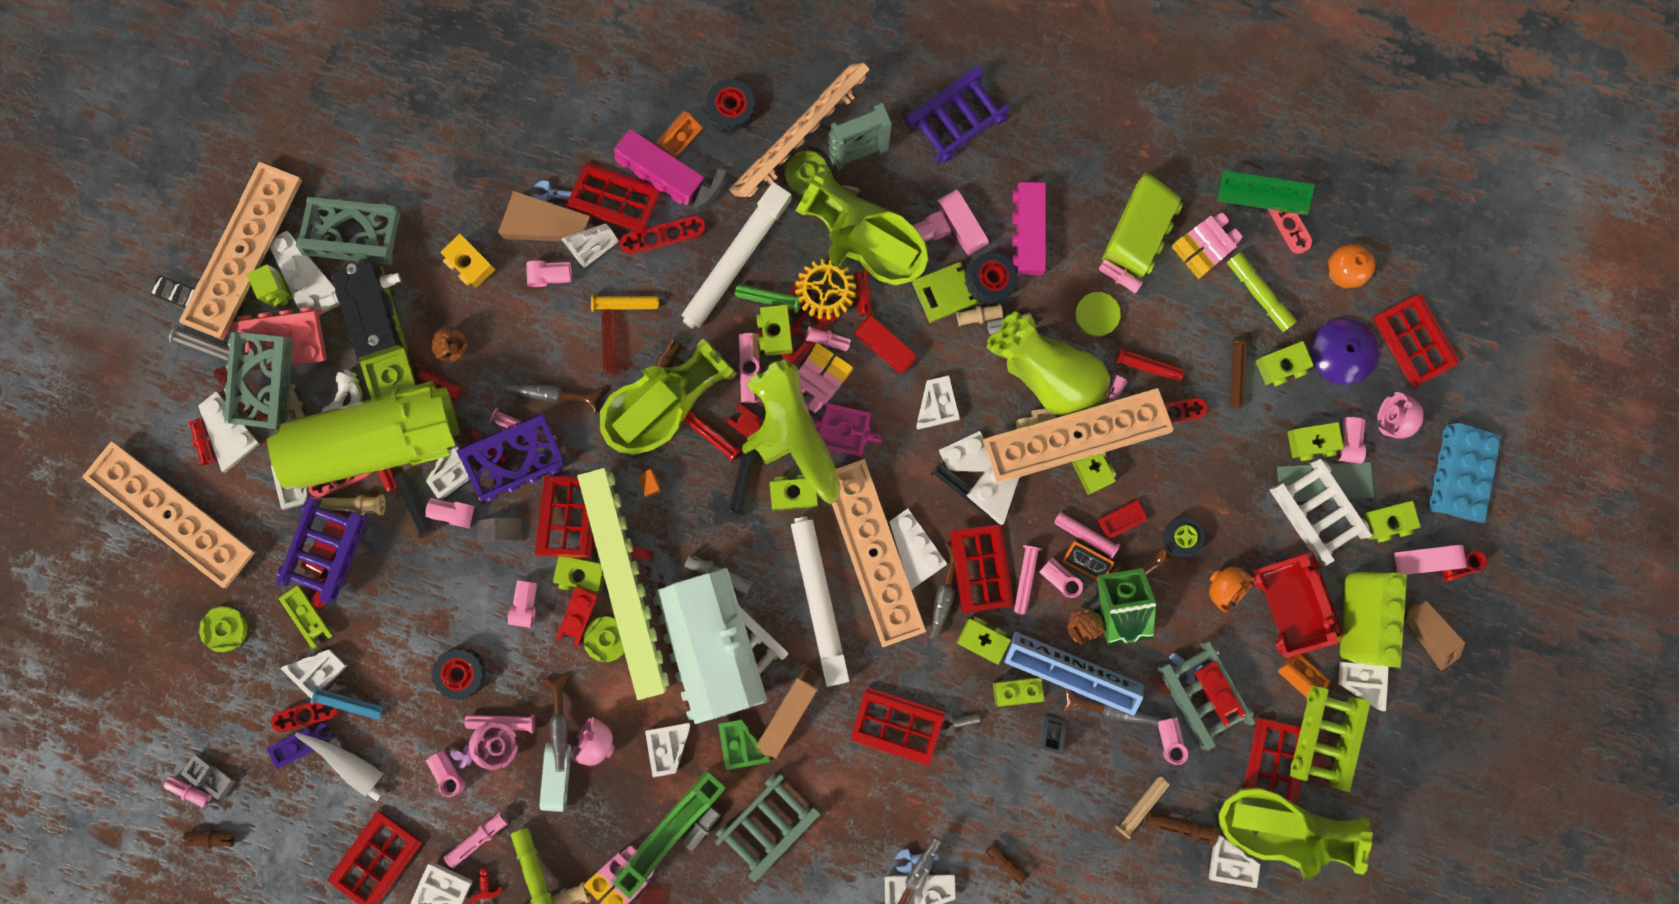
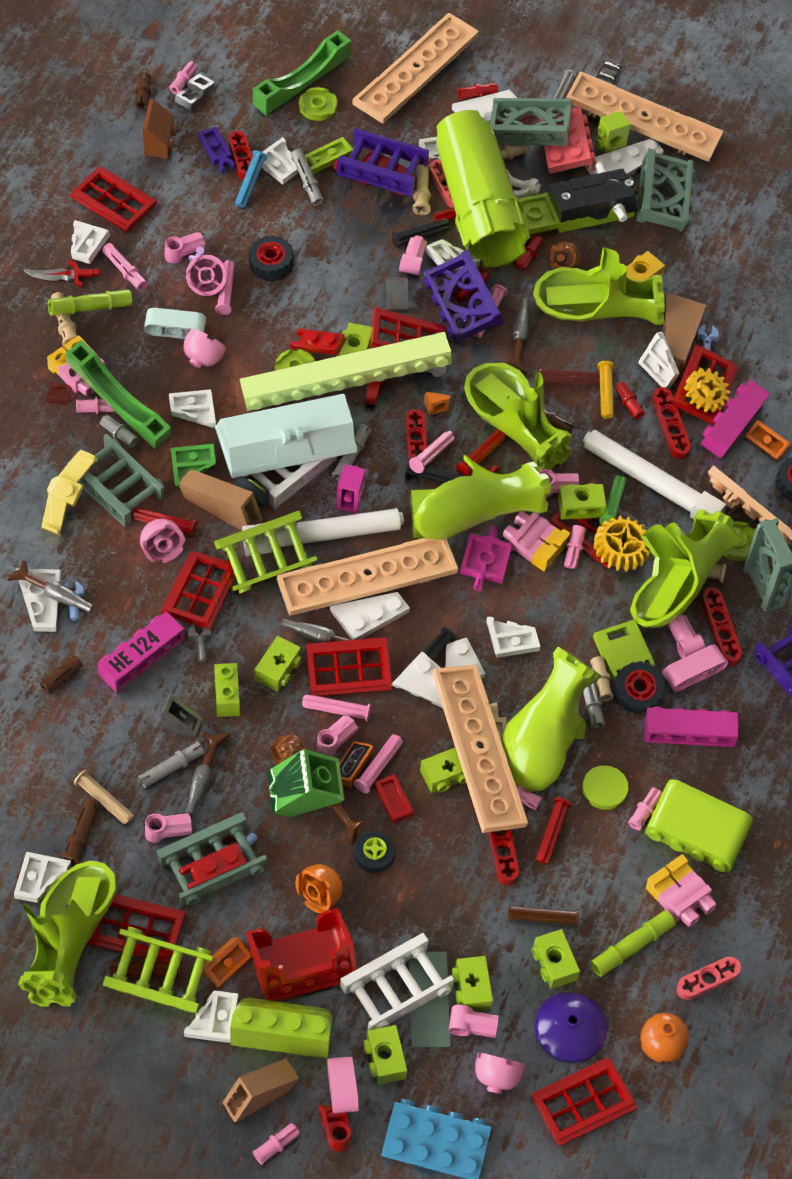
camera: 90 degrees right, 25 degrees down
(205, 672) = (275, 92): none -> bright green arch
(277, 816) = (158, 131): none -> dark orange slope
(340, 637) = (310, 184): none -> light grey pin
(350, 767) = (194, 180): white piece -> none
(504, 319) = (600, 293): none -> lime animal
(522, 610) = (324, 305): bright pink piece -> none
(542, 273) = (632, 328): bright pink piece -> none
(558, 722) = (223, 324): flat silver piece -> none
(618, 193) = (707, 390): none -> yellow gear
(635, 279) = (629, 400): none -> red axle
(670, 864) = (94, 405): none -> bright pink axle
(677, 512) = (420, 430): none -> red beam
(708, 195) = (709, 456): flat silver slope -> none
(716, 487) = (418, 463): none -> bright pink axle
(772, 572) = (351, 488): none -> dark pink brick
(781, 679) = (259, 493): none -> black wheel
(789, 881) = (65, 490): none -> light yellow plate
(814, 769) = (147, 516): none -> red axle
(838, 669) = (249, 537): none -> lime fence
(842, 772) = (162, 540): none -> bright pink cylinder
(863, 293) = (620, 580): red pin -> none
(885, 344) = (570, 595): red beam -> none
(908, 190) = (721, 626): none -> red beam
(977, 783) = (140, 651): none -> dark pink brick
(1074, 673) = (241, 737): light blue brick -> none
(1098, 736) = (179, 760): none -> light grey pin
(1266, 192) = (738, 948): green fence -> none
(1480, 619) = (276, 1143): none -> bright pink axle

